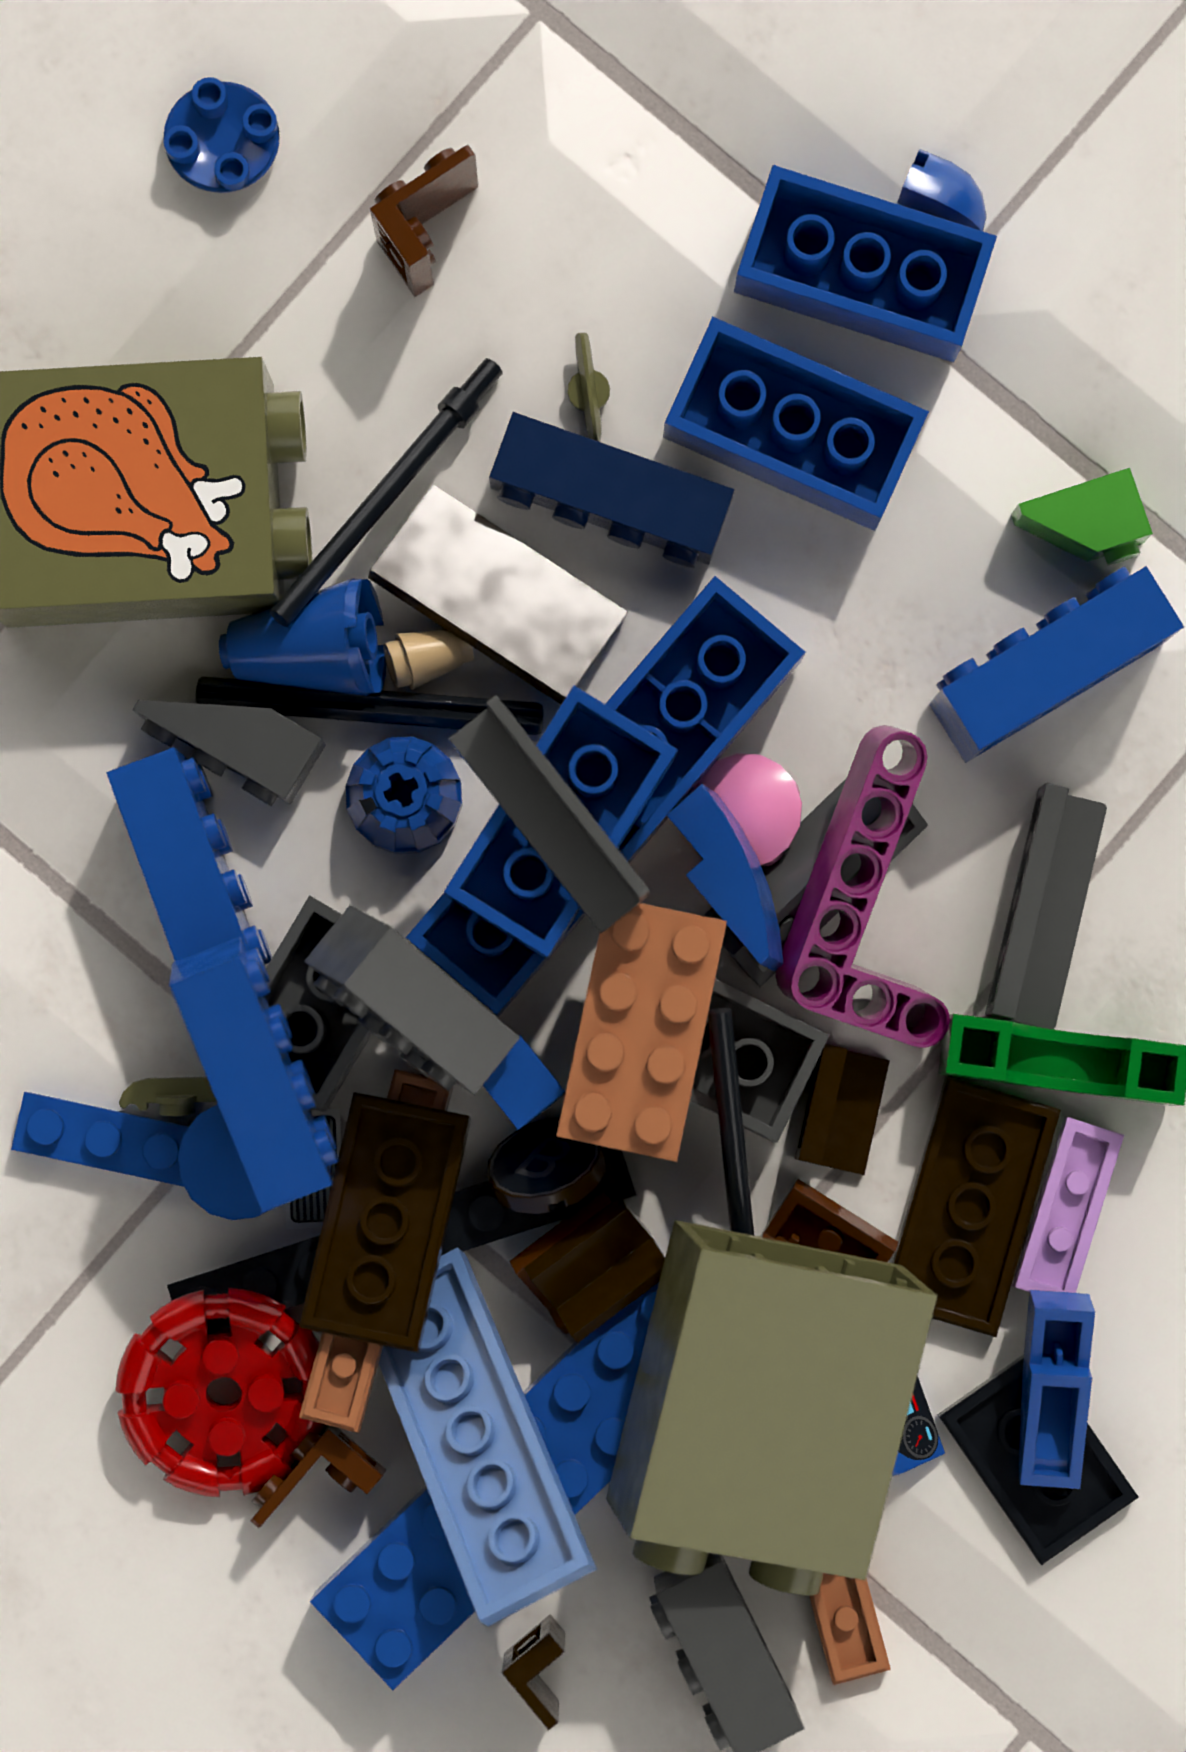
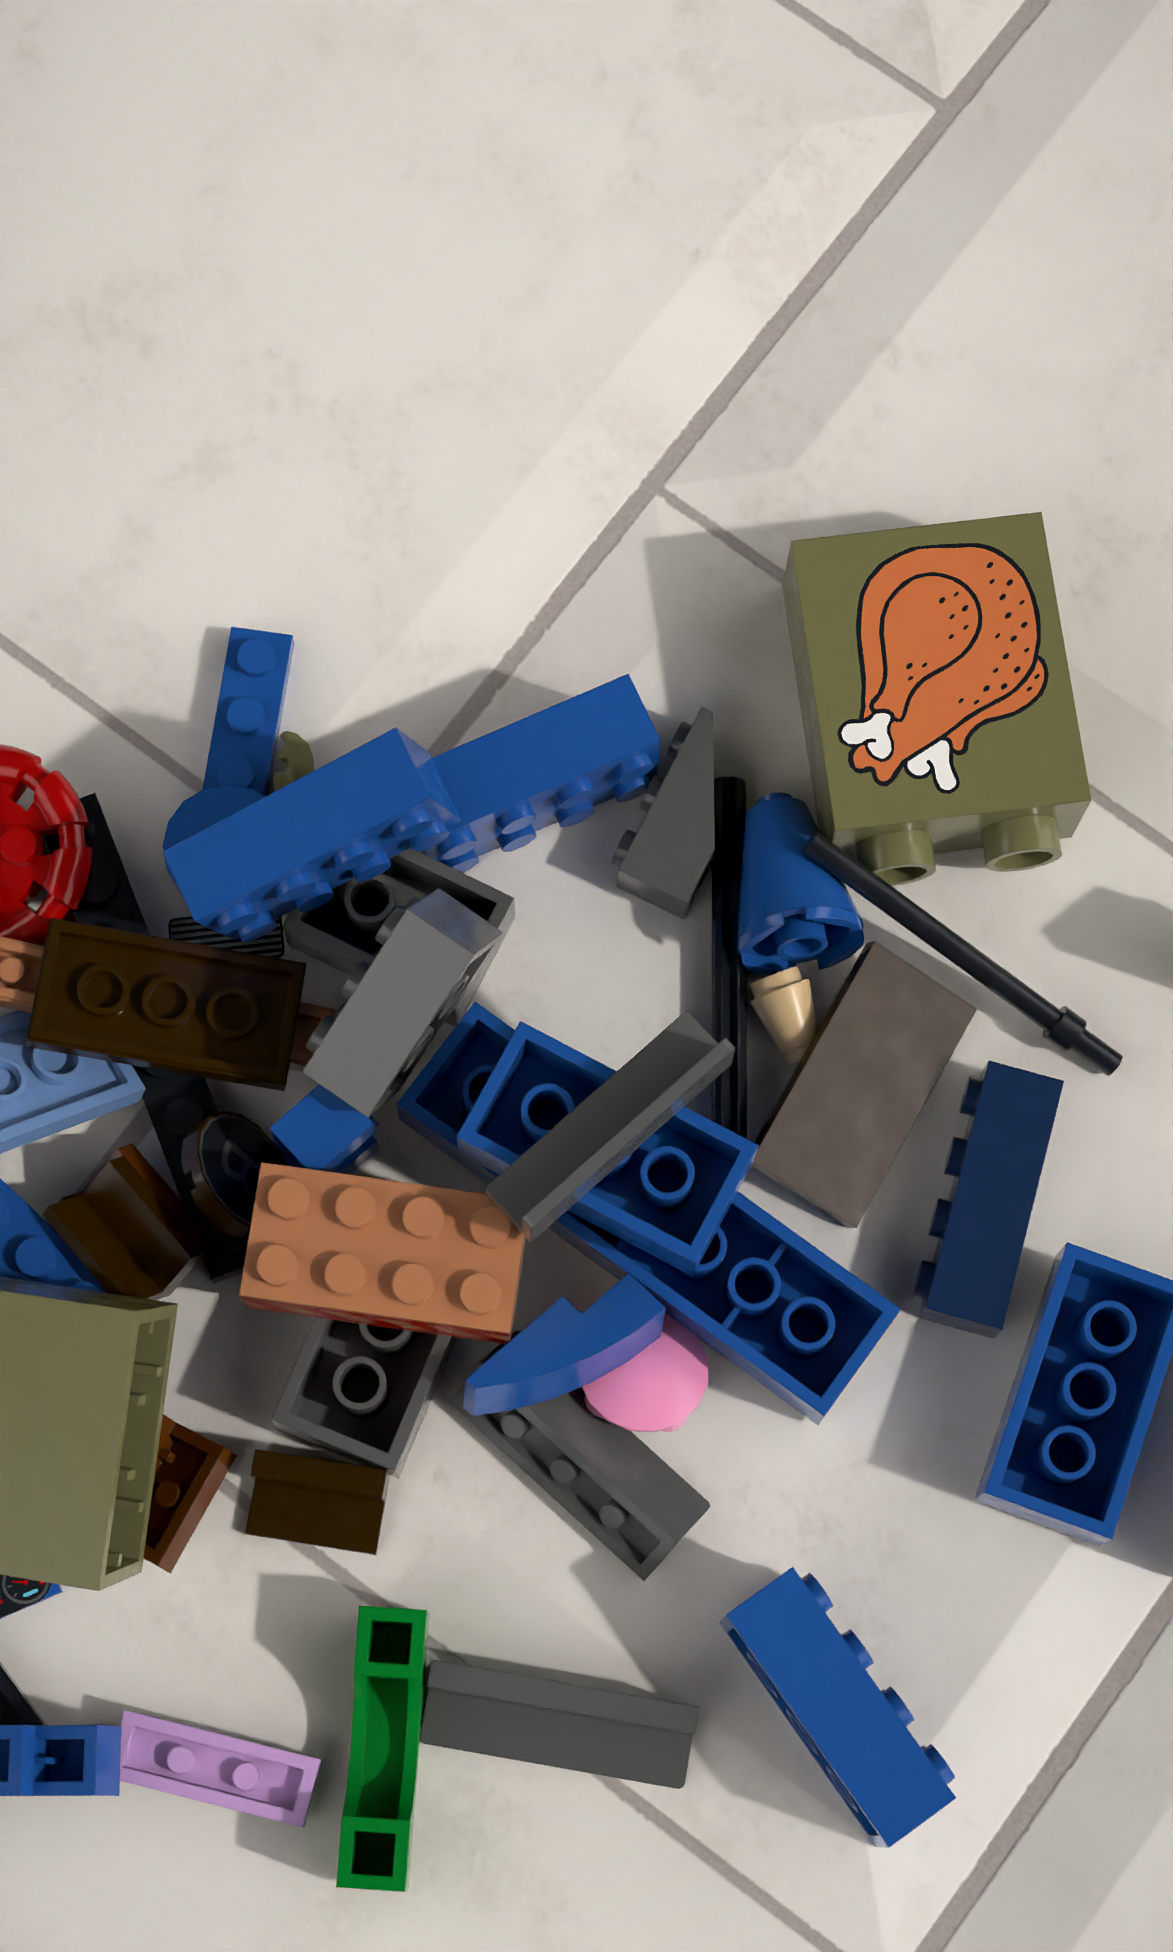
camera: 85 degrees right, 10 degrees down
(404, 795) = (630, 996): blue piece -> none
(588, 388) = (1100, 1170): olive piece -> none
(730, 1120) = (290, 1364): black bar -> none
(856, 898) = (548, 1489): magenta beam -> none
(975, 1200) = (217, 1659): dark brown tile -> none
(1090, 518) = (1011, 1745): bright green slope -> none

